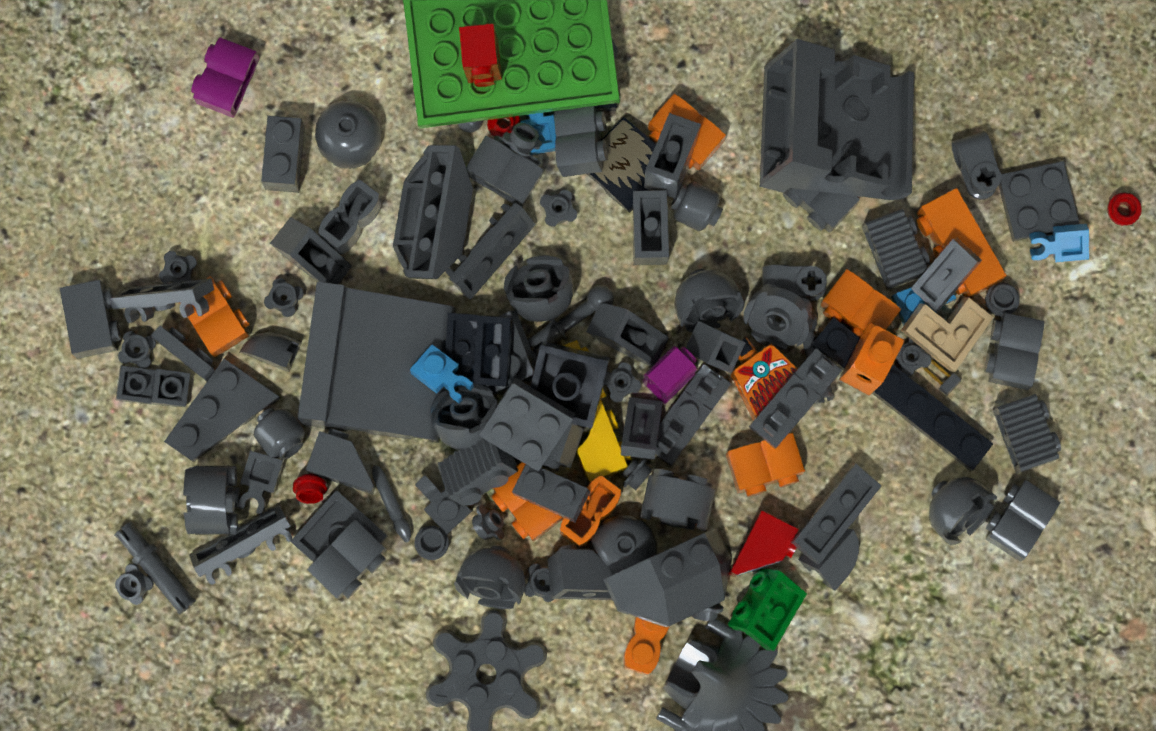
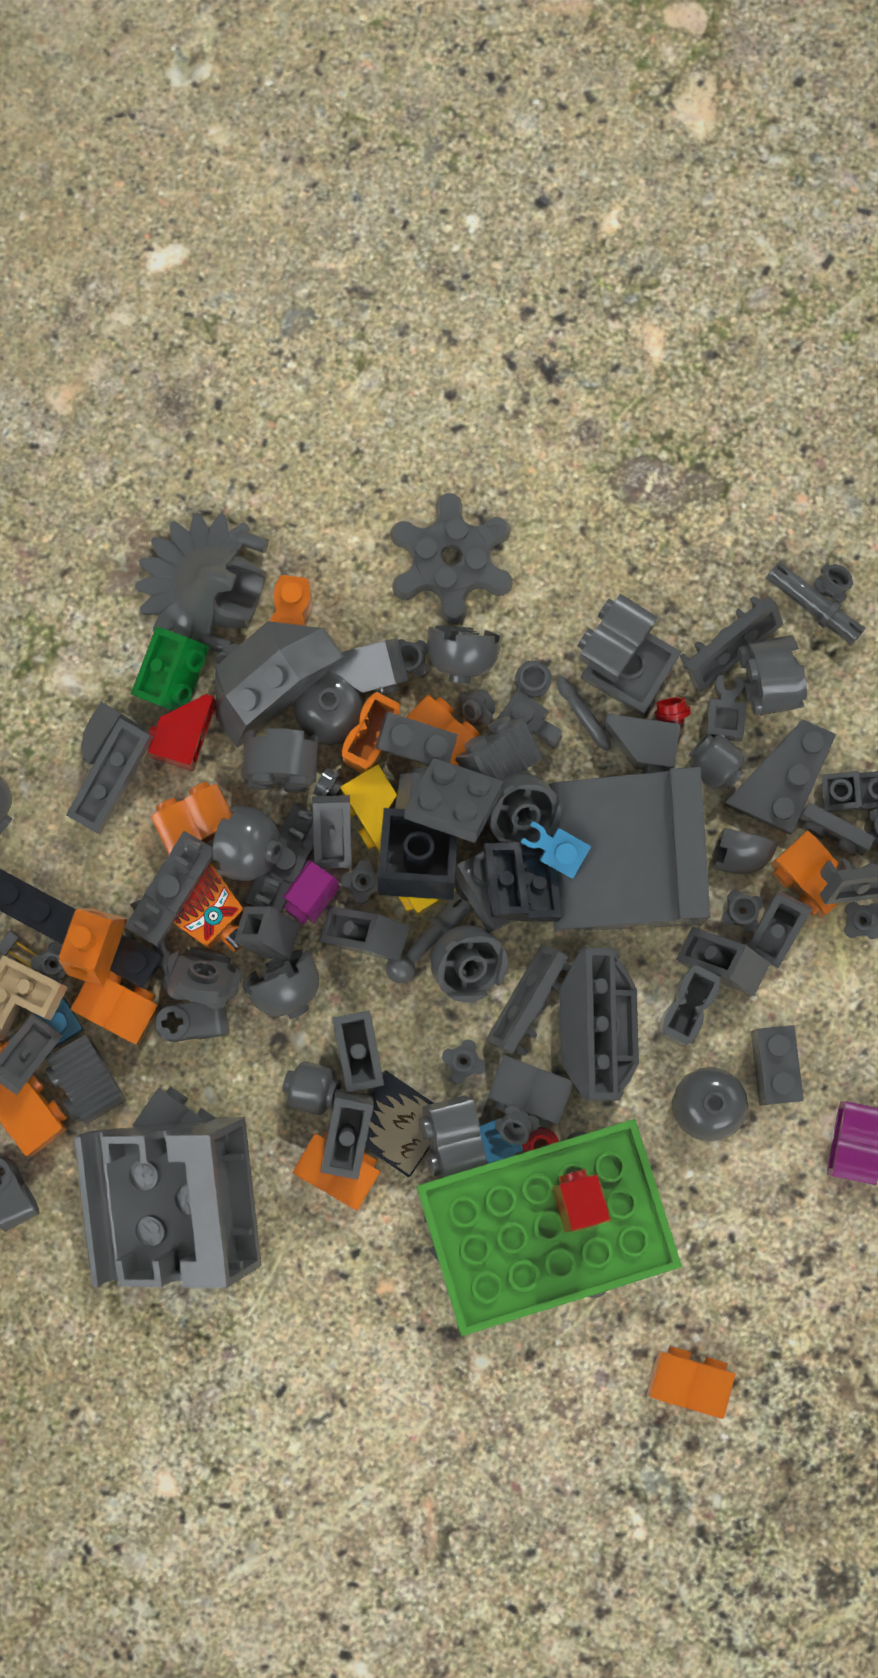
camera: 175 degrees right, 0 degrees up
(257, 271) = (779, 927): none -> dark grey slope
(720, 426) = (246, 844): none -> dark grey cylinder

